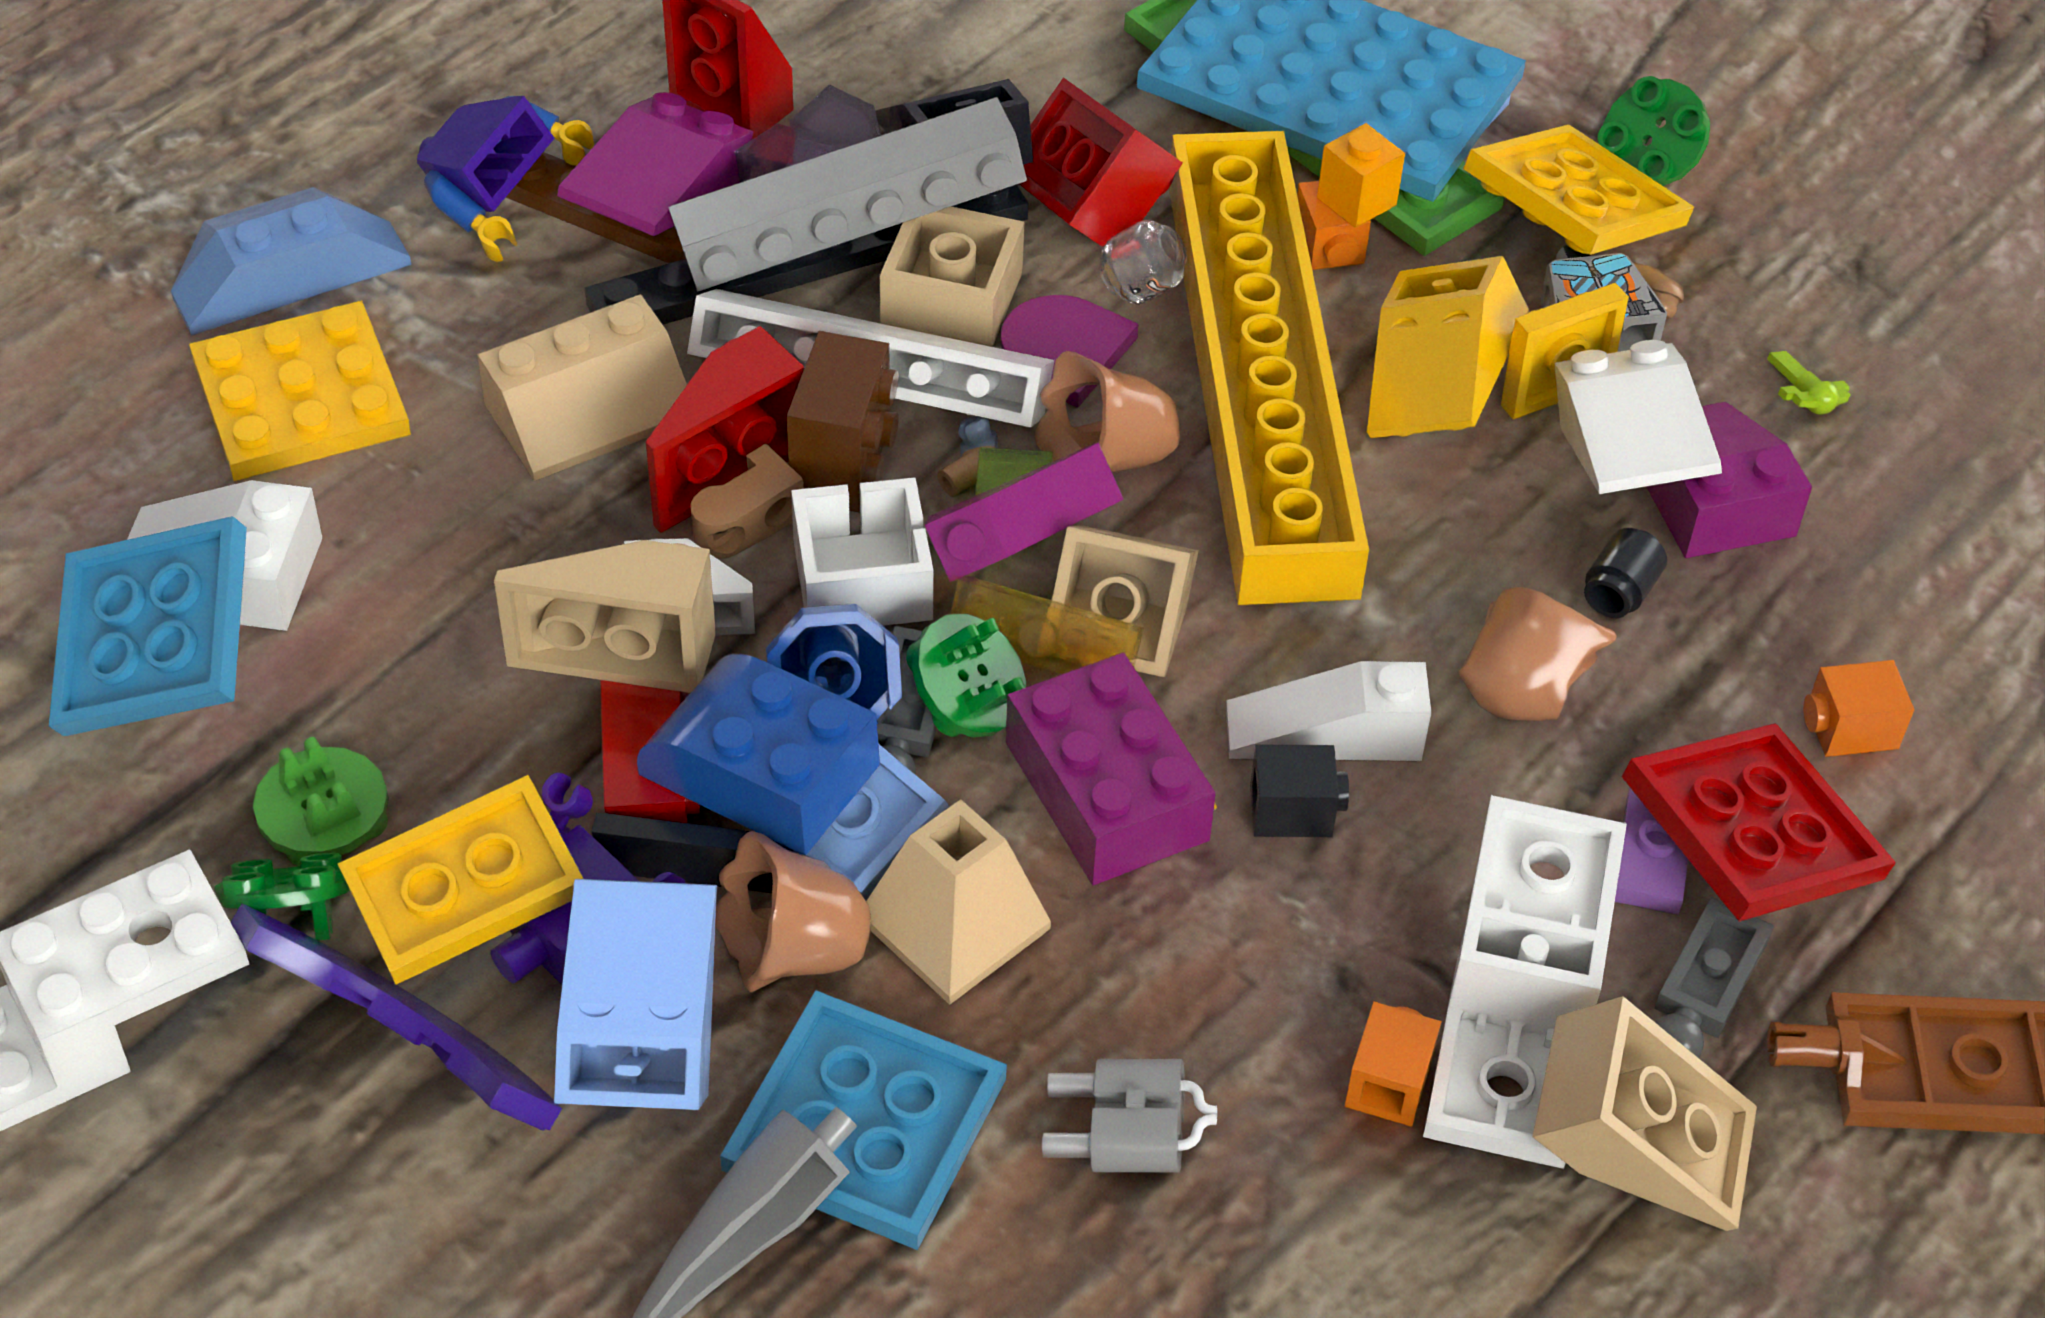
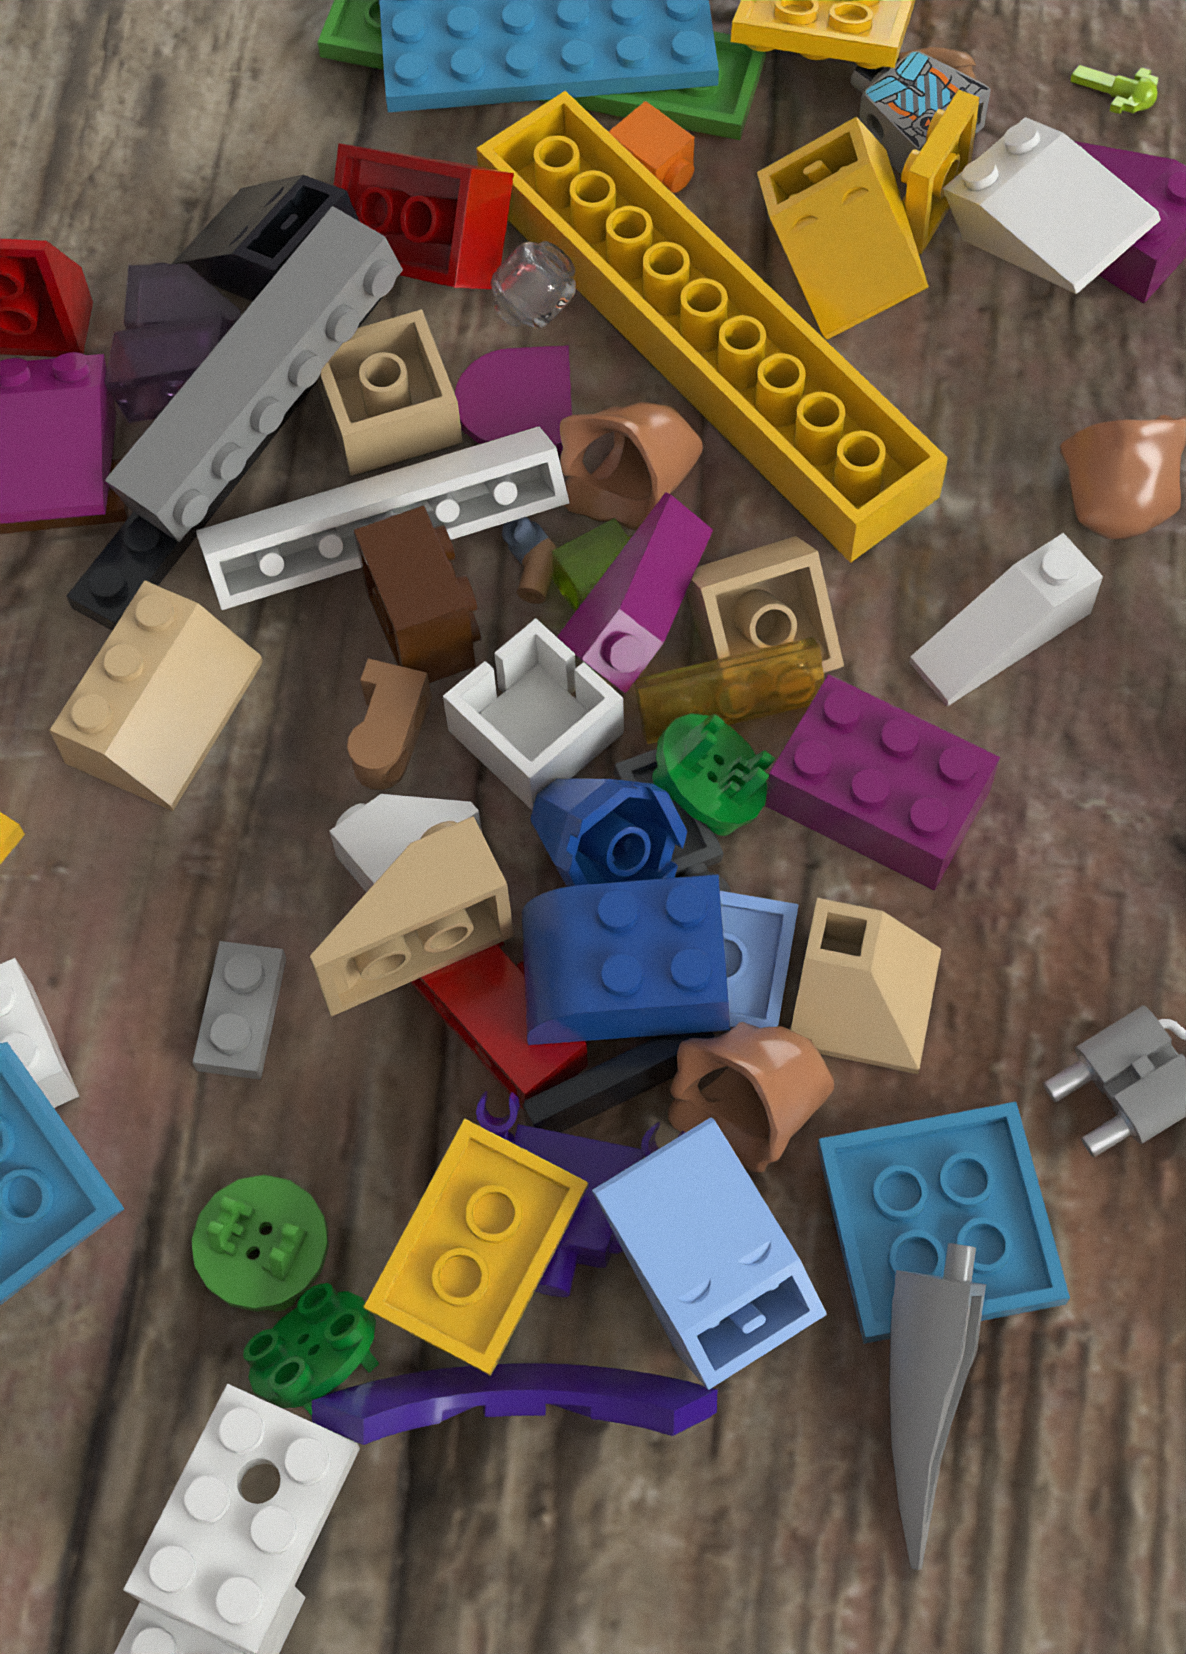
camera: 30 degrees left, 15 degrees up
(449, 641) = (239, 1010): none -> light grey plate
(718, 419) = (327, 636): red slope -> none
(1296, 791) = (1035, 707): black brick -> none
(1360, 175) = (667, 99): light orange brick -> none
(1624, 572) = (1124, 348): black brick -> none

